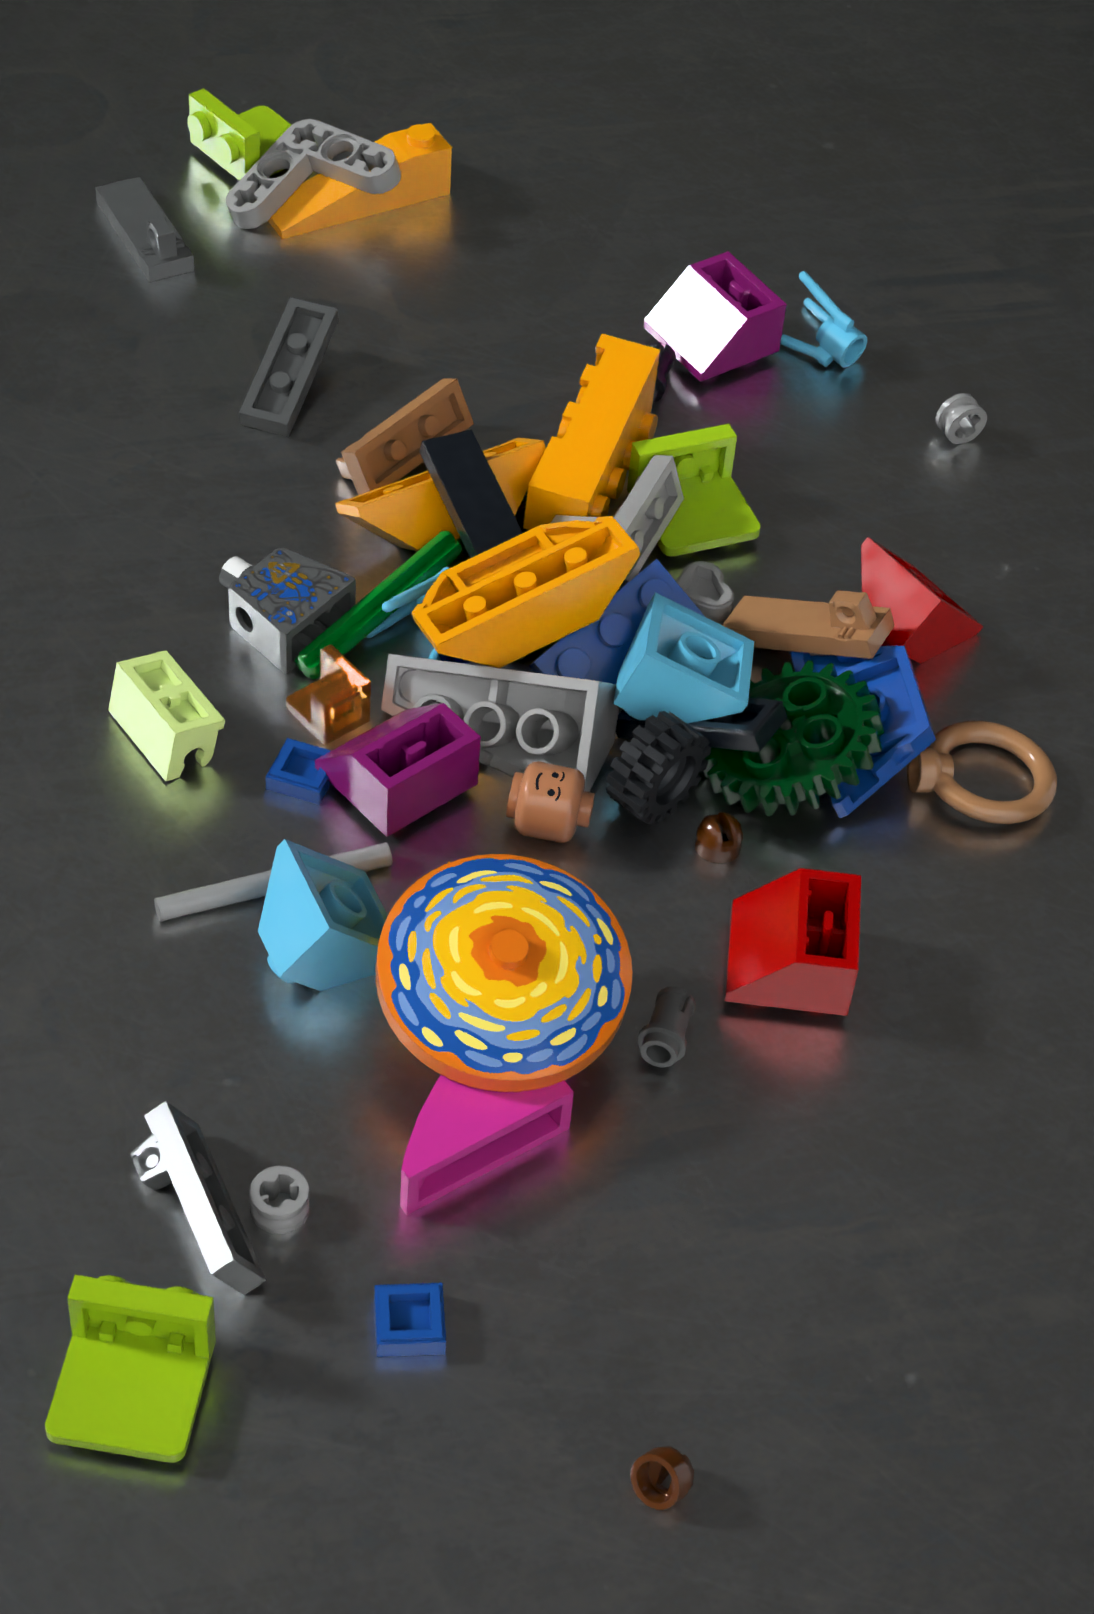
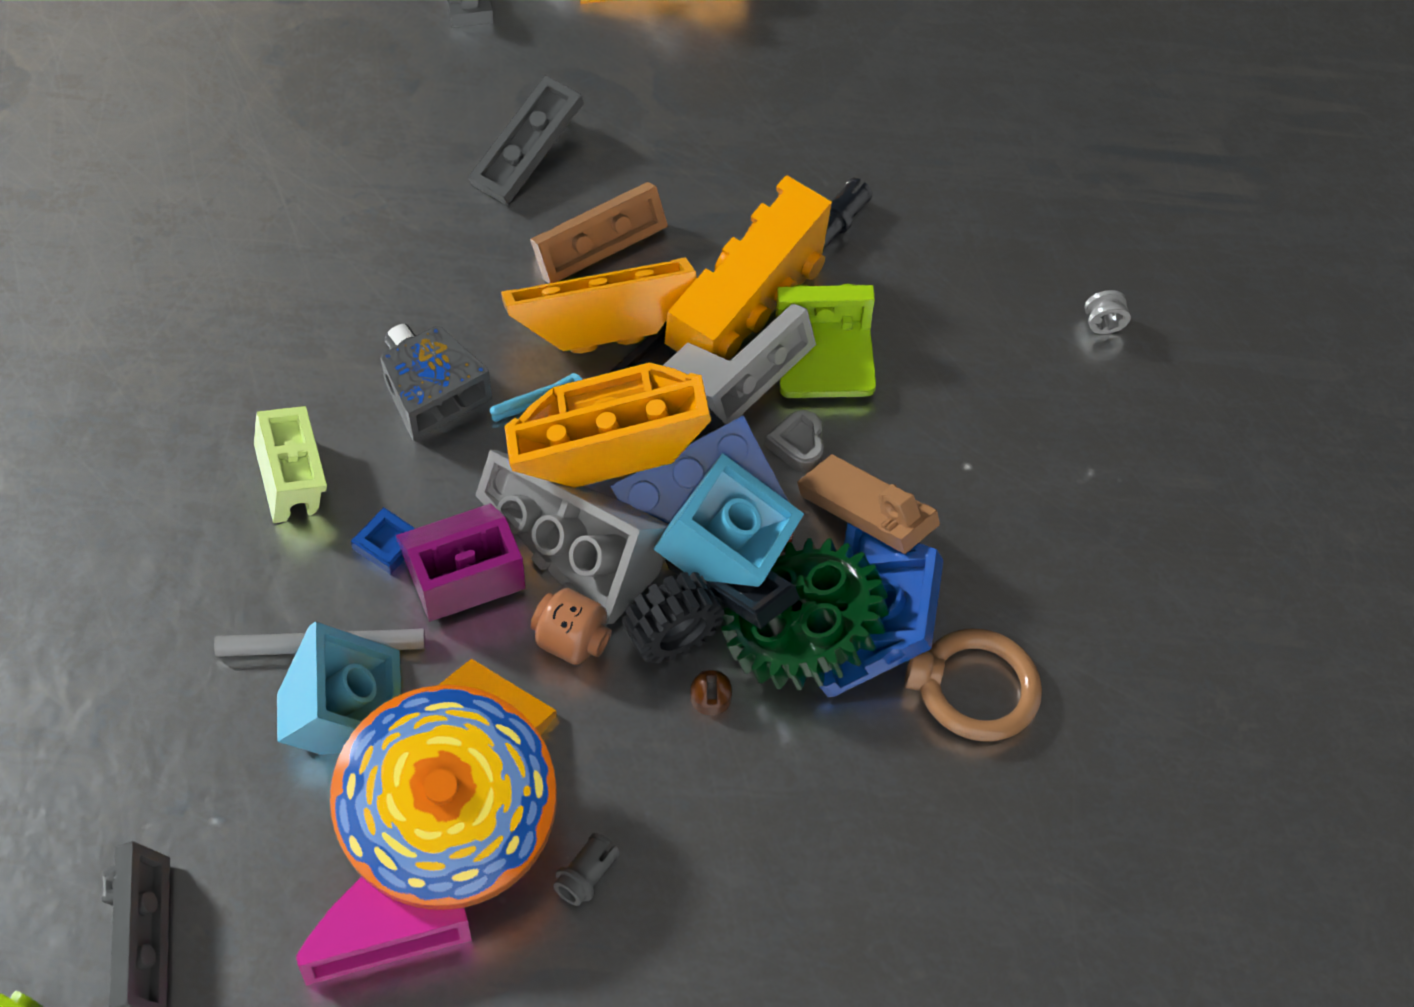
camera: 20 degrees right, 10 degrees up
(267, 1187) = (204, 930): light grey bush -> none
(335, 701) = (433, 480): clear orange panel -> none
(368, 612) = (477, 411): green axle -> none
(469, 491) = (608, 313): black tile -> none
(718, 317) = (920, 164): slope -> none
(796, 943) = (725, 820): red slope -> none
(837, 334) = (1027, 203): medium azure plant -> none
(922, 613) = (976, 498): red slope -> none

